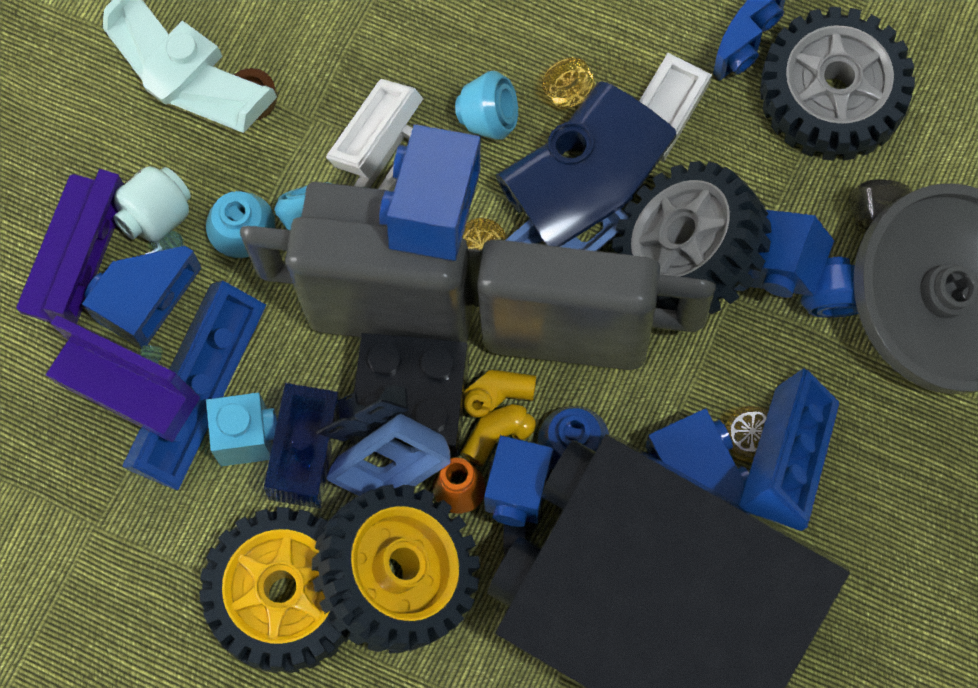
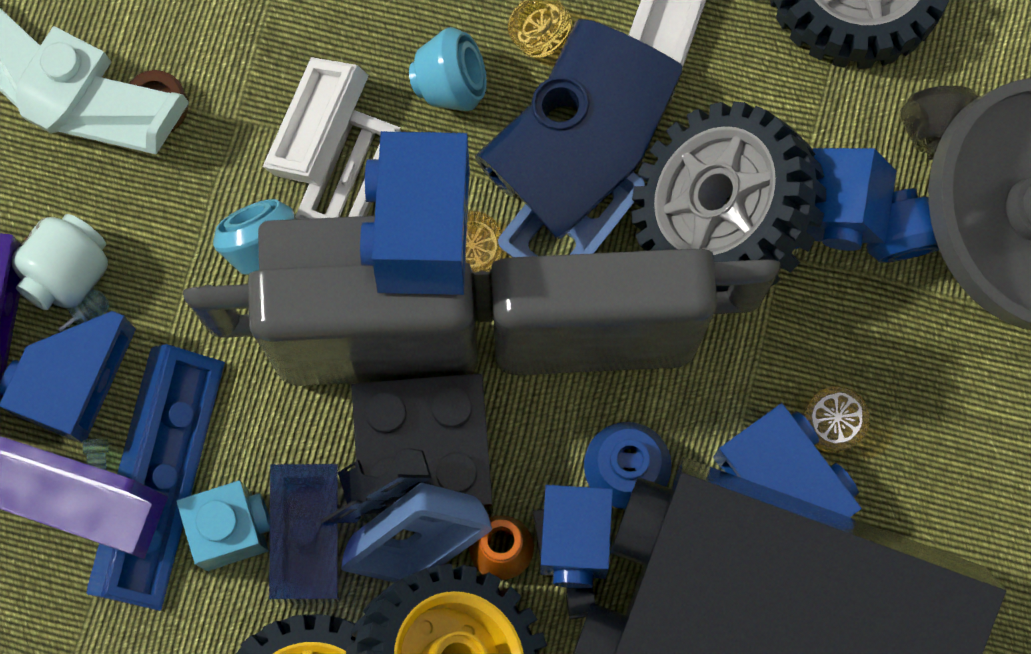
camera: 15 degrees left, 5 degrees up
(232, 213) = (191, 268): medium azure cone -> none
(494, 388) = (521, 417): yellow arm -> none
(502, 421) = (531, 463): yellow arm -> none
(791, 452) = (895, 443): blue slope -> none

